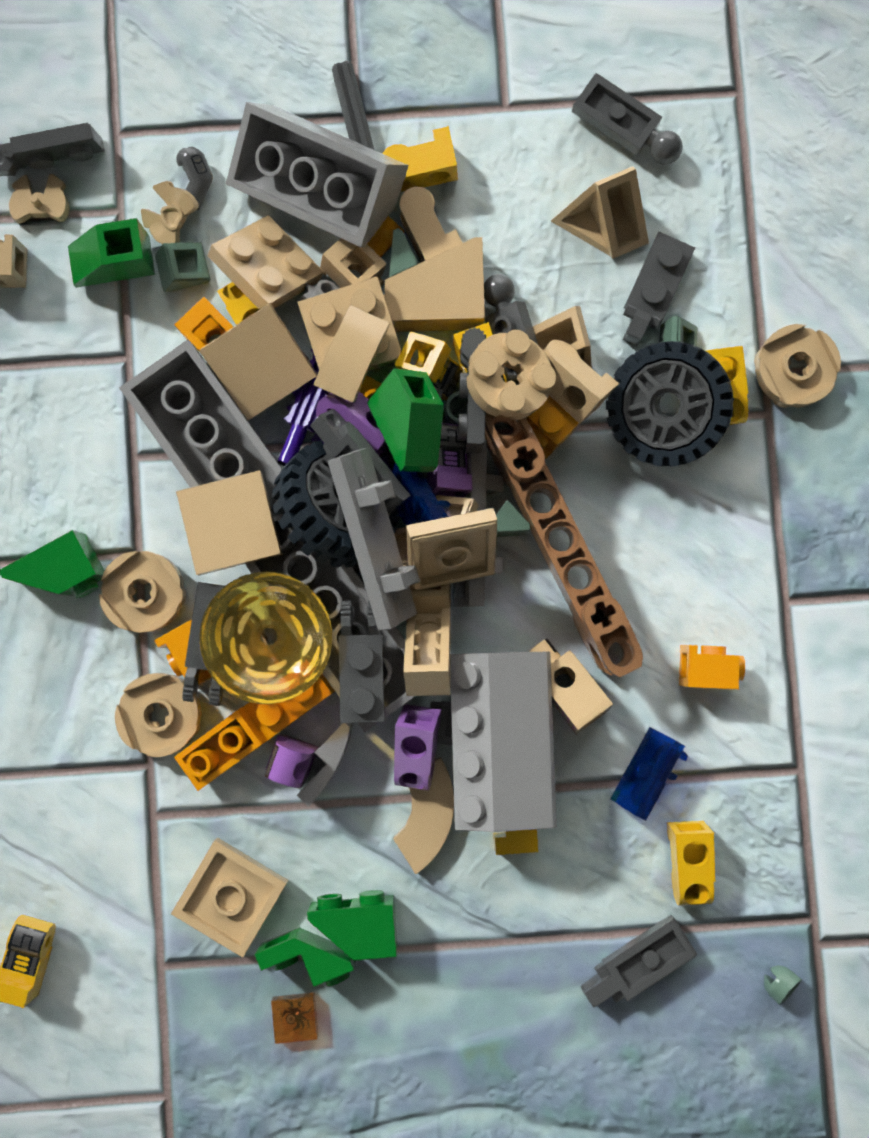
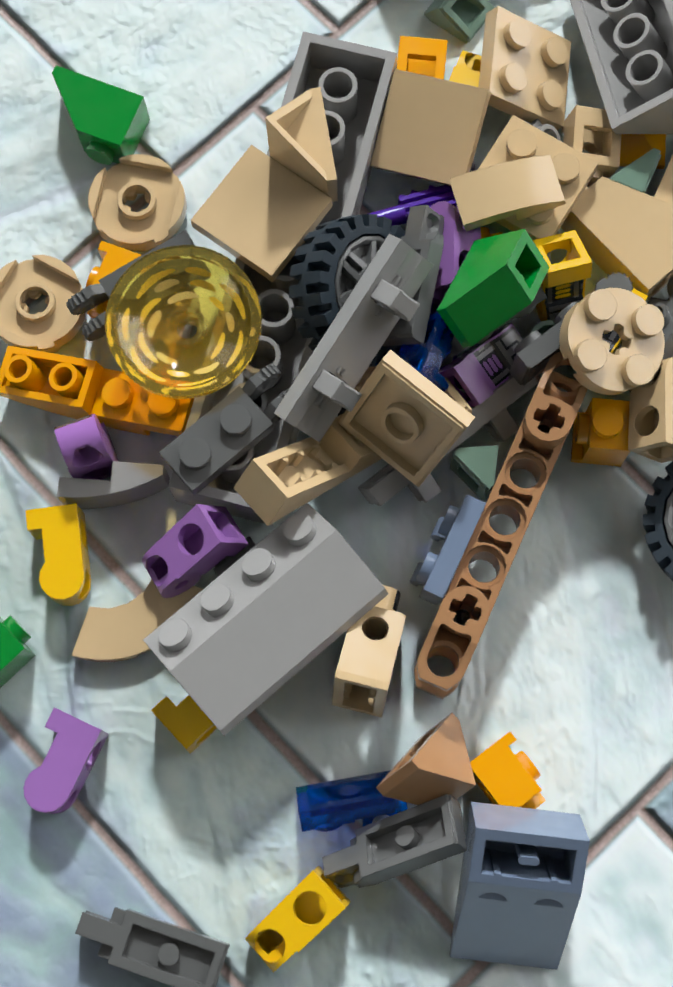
camera: 55 degrees right, 10 degrees down
(207, 458) = (302, 141): none -> tan slope
(346, 827) = (66, 554): none -> yellow leg
(488, 941) = (61, 776): none -> medium lavender leg
(542, 571) = (456, 529): none -> sand blue plate
(671, 709) = (432, 766): none -> medium nougat slope
(702, 767) = (399, 844): none -> dark grey hinge
(782, 714) = (518, 885): none -> sand blue slope

